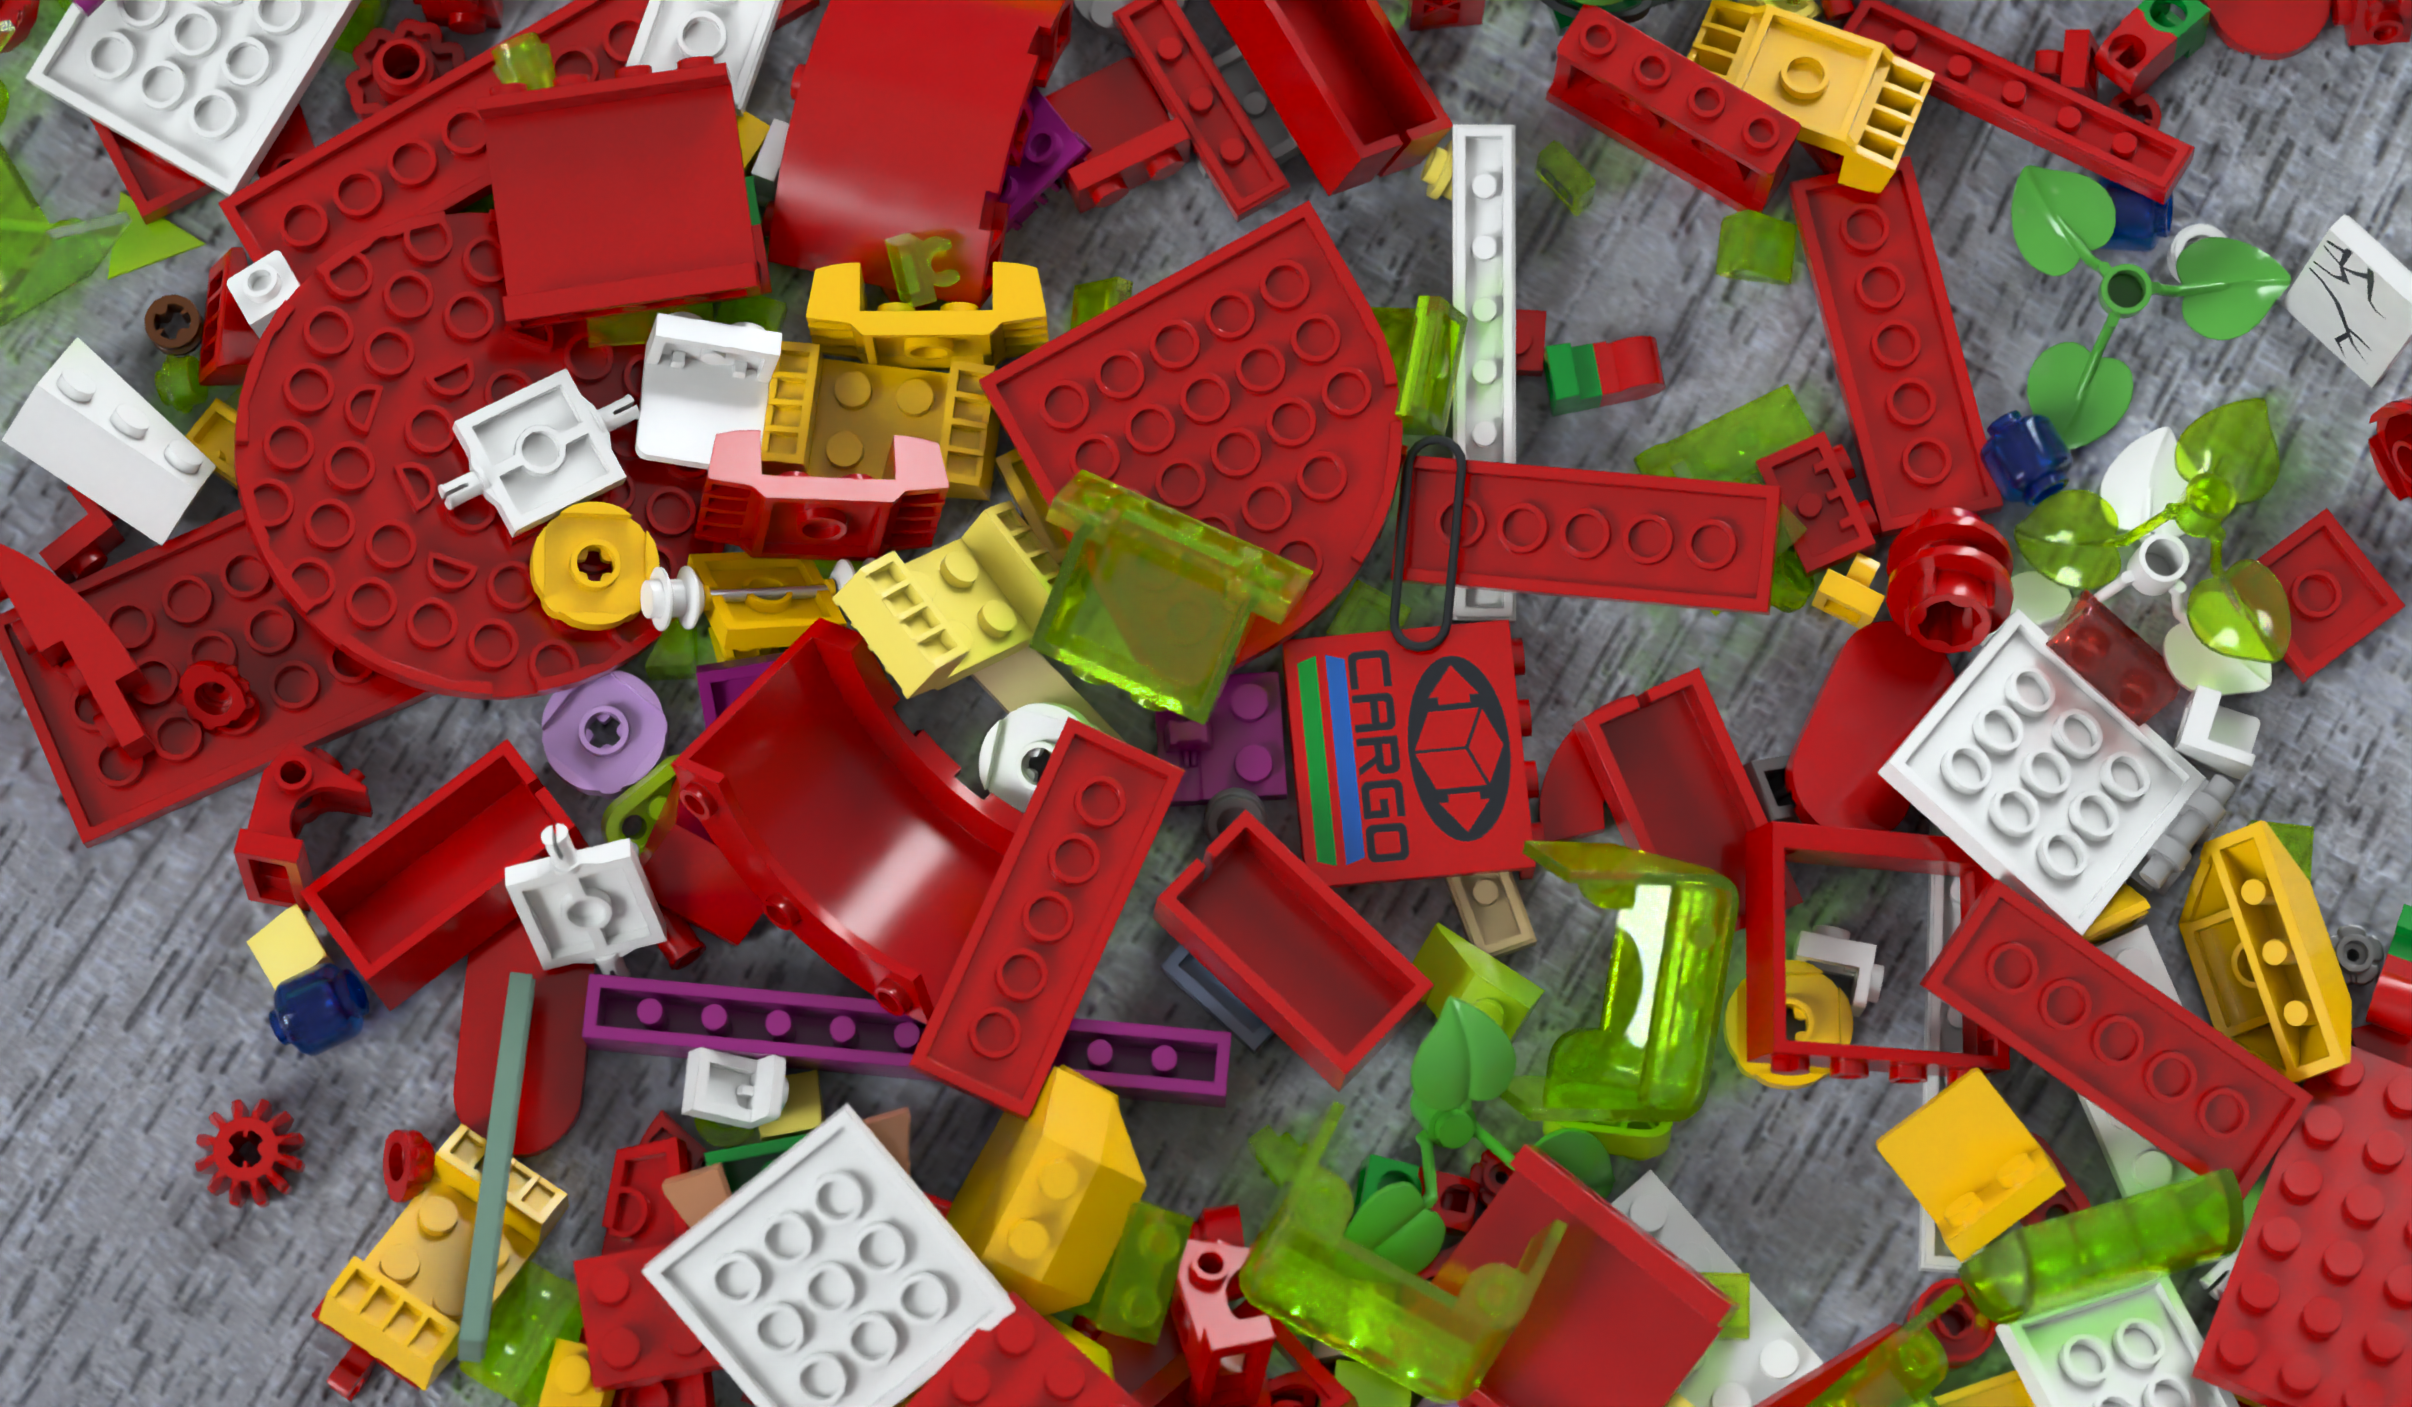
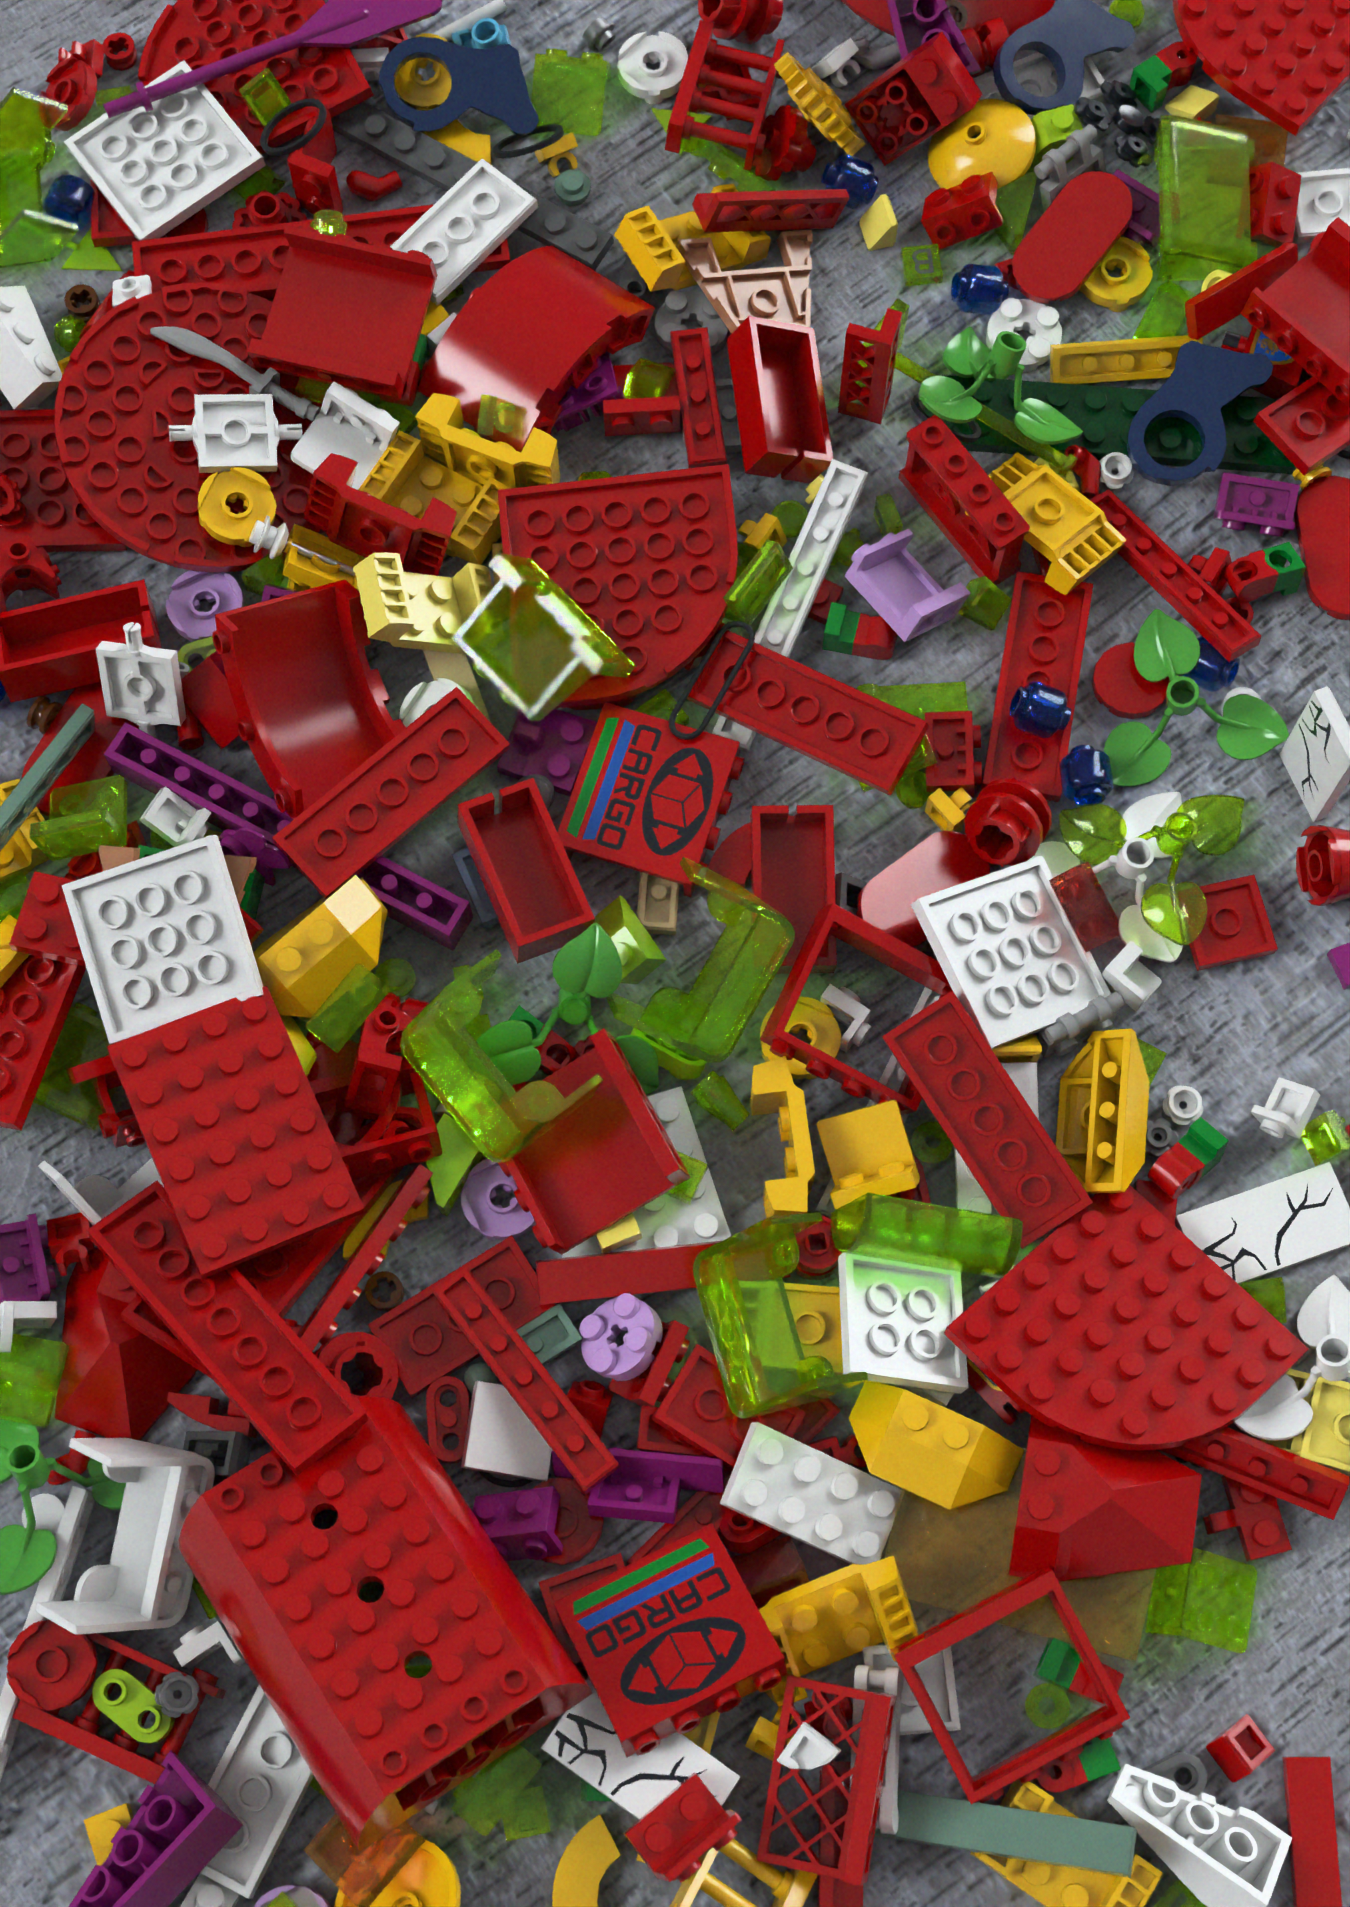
camera: 25 degrees right, 5 degrees down
(76, 170) = (70, 200): none -> clear blue head
(426, 337) = (261, 384): none -> light grey sword
(444, 1006) = (42, 713): none -> reddish brown bush
(599, 1144) = (83, 818): none -> clear neon green bracket
(868, 1088) = (254, 844): none -> magenta plate
(1111, 104) = (647, 379): none -> clear neon green slope
(1167, 1181) = (397, 976): none -> clear neon green plate
(1396, 281) = (758, 533): none -> yellow tile
(1416, 234) = (791, 517): none -> clear neon green plate
(1532, 245) = (848, 545): none -> clear neon green plate
(1636, 278) = (902, 587): none -> lavender panel
(1713, 1166) = (720, 1100): none -> clear neon green cone
(1843, 1161) = (776, 1093): none -> yellow plate
(1922, 389) = (1039, 709): none -> clear blue head
(2014, 296) = (1122, 687): none -> red tile
(2032, 1116) = (926, 1153): none -> clear neon green plate
(2381, 883) = (1187, 1095): none -> white plate

